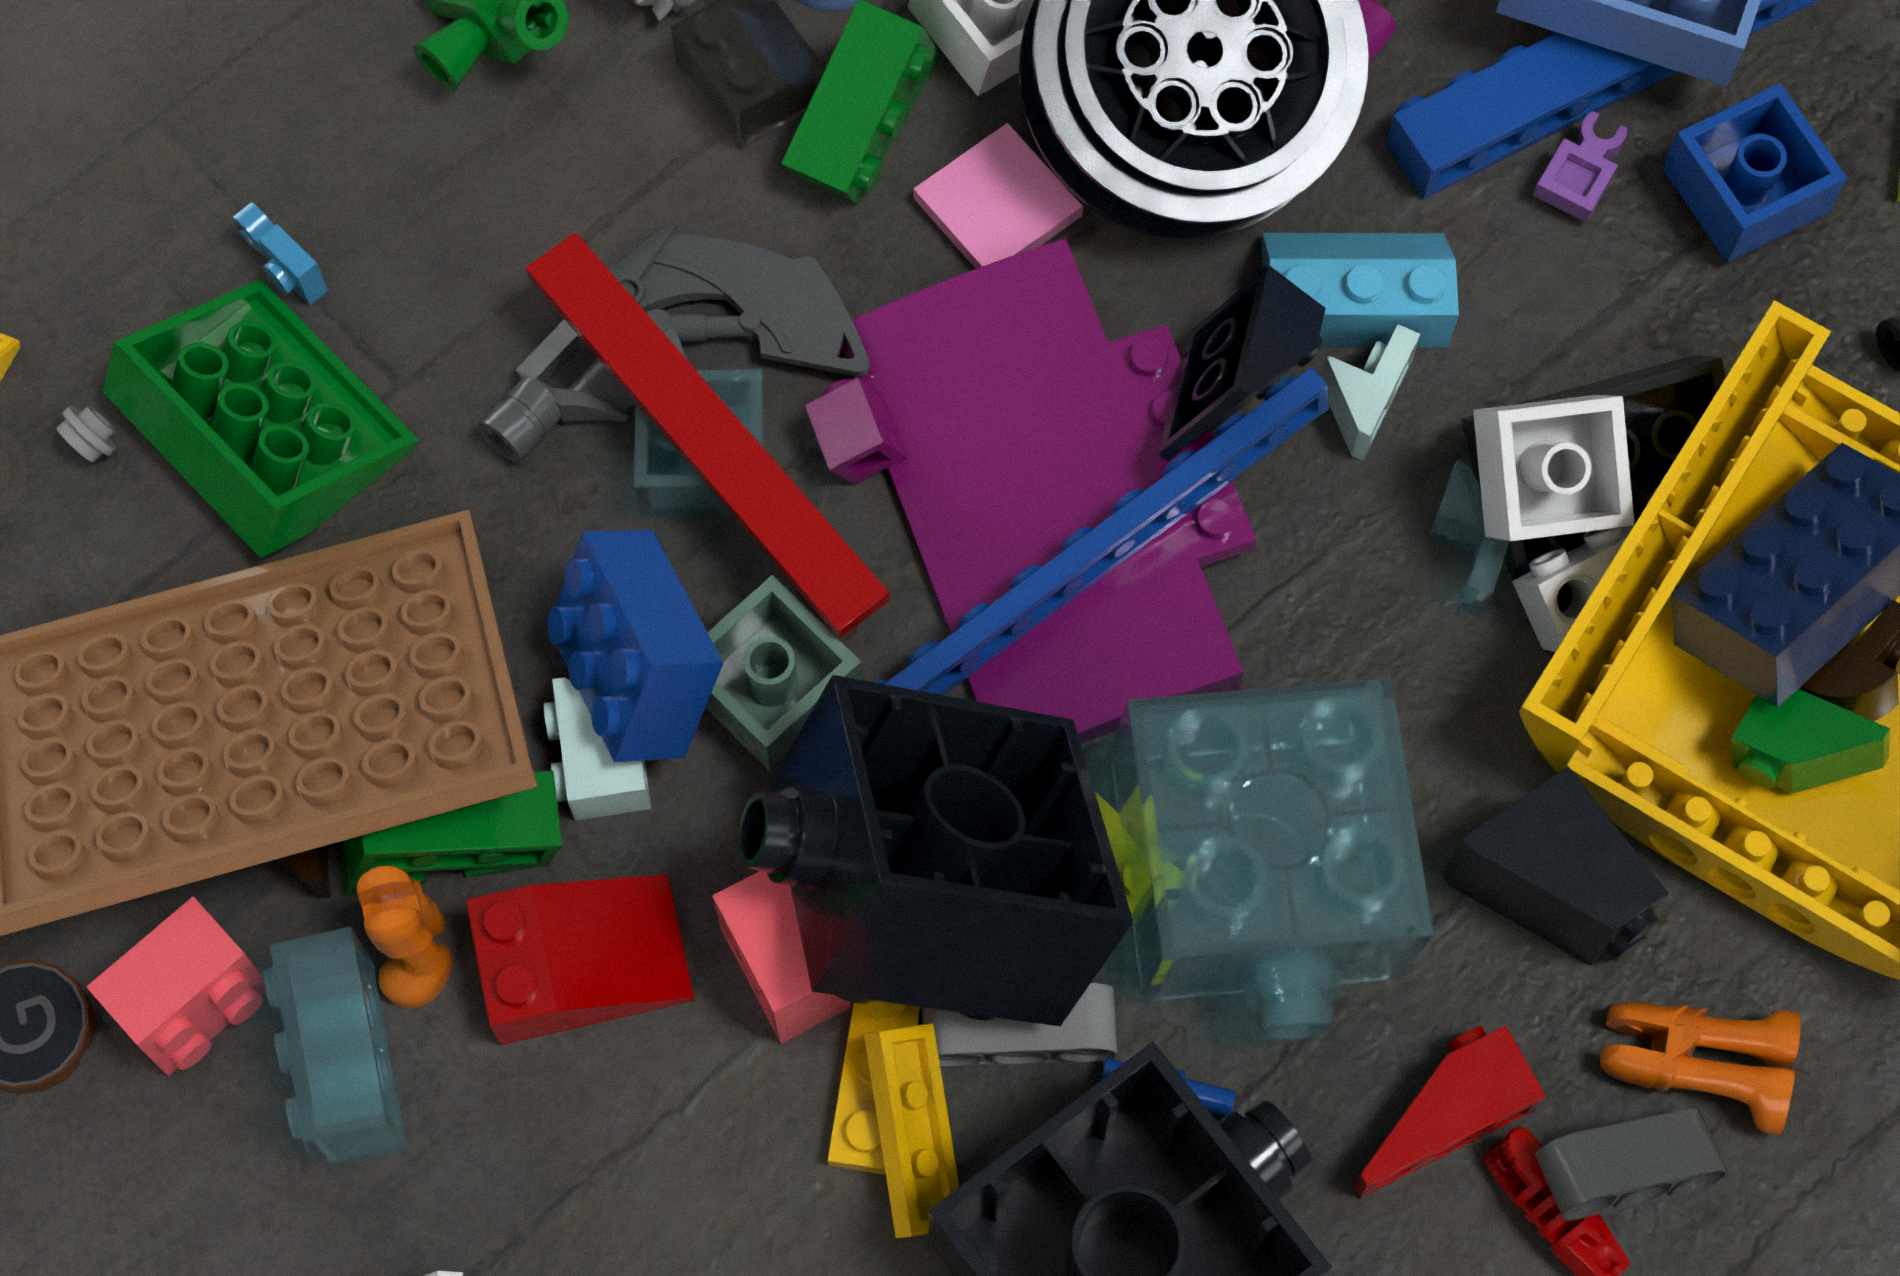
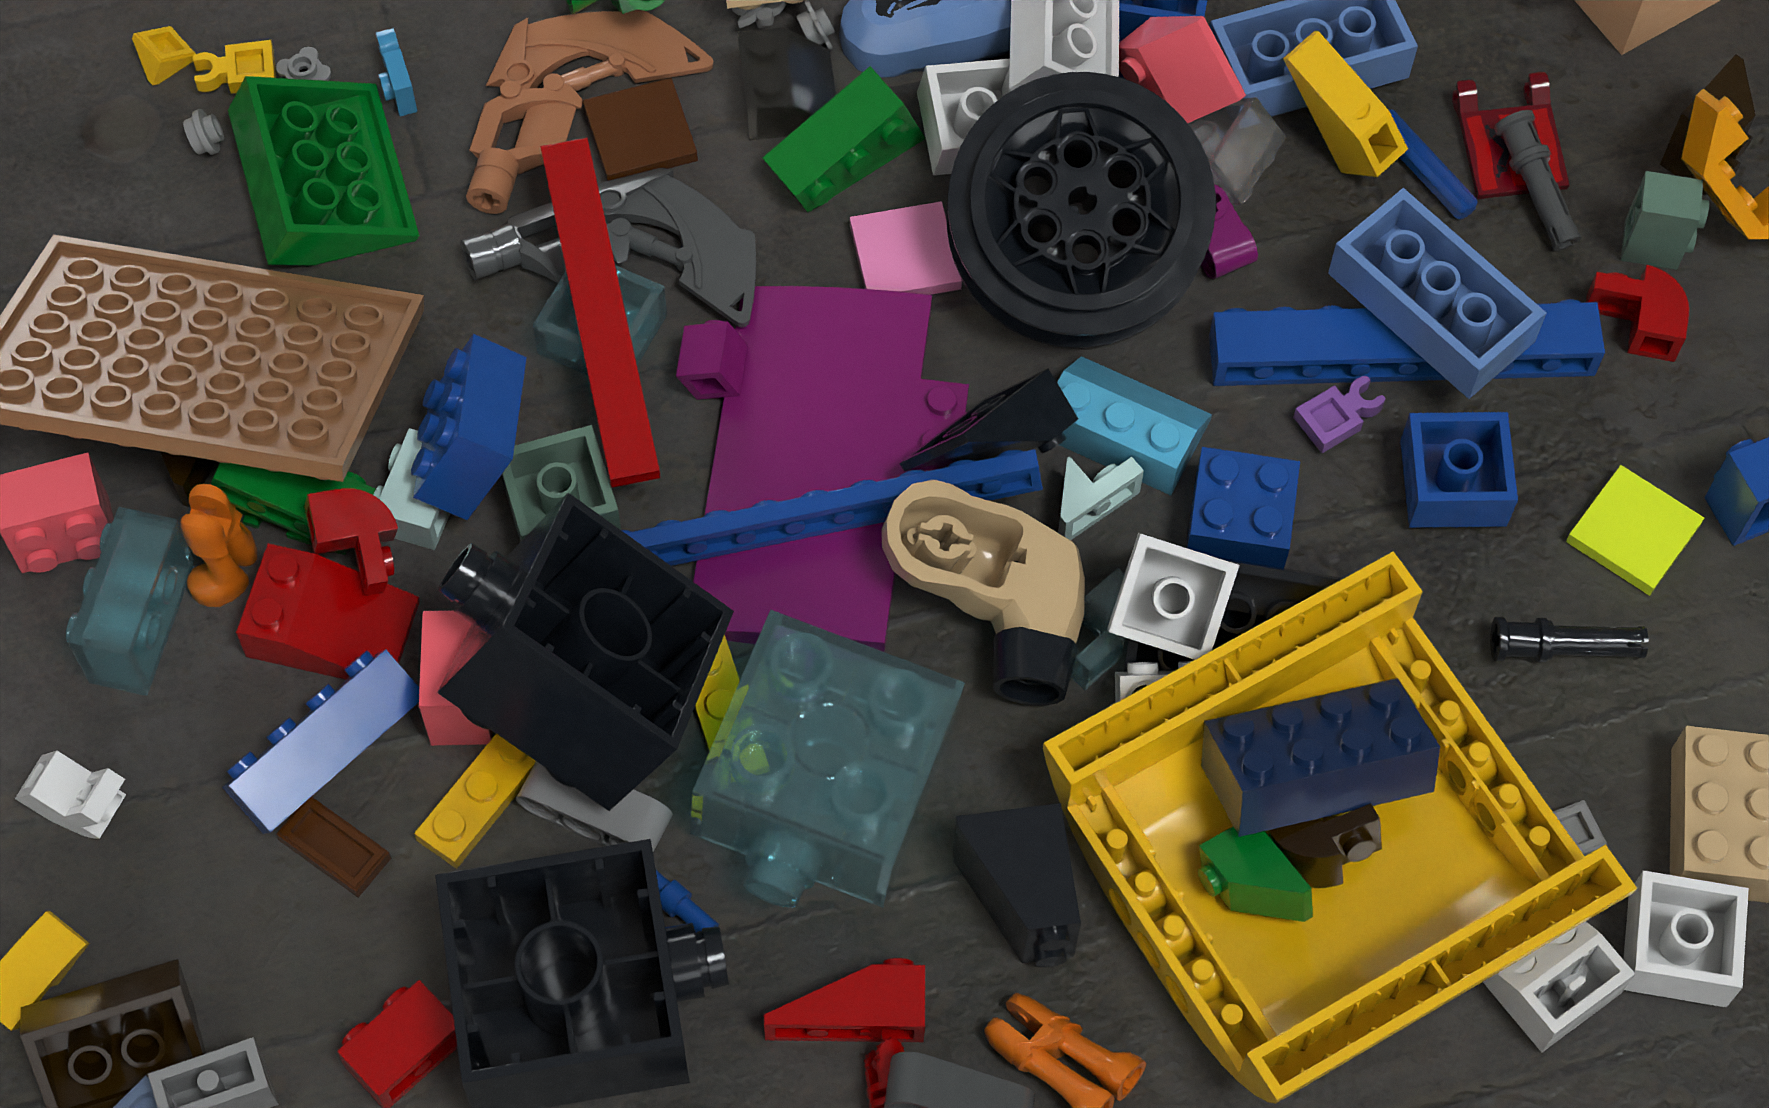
camera: 25 degrees right, 5 degrees down
(86, 331) = (241, 60): none -> yellow plate
(162, 286) = (305, 59): none -> light grey plate
(430, 153) = (624, 42): none -> nougat piece
(564, 823) = (358, 521): none -> red brick
(609, 192) = (640, 129): none -> reddish brown tile
(662, 1104) = (323, 741): none -> brick
(738, 1222) = (334, 846): none -> reddish brown tile
(911, 1123) = (484, 817): yellow plate -> none
(1338, 524) = (1000, 571): none -> tan piece
(1545, 325) = (1243, 506): none -> blue brick

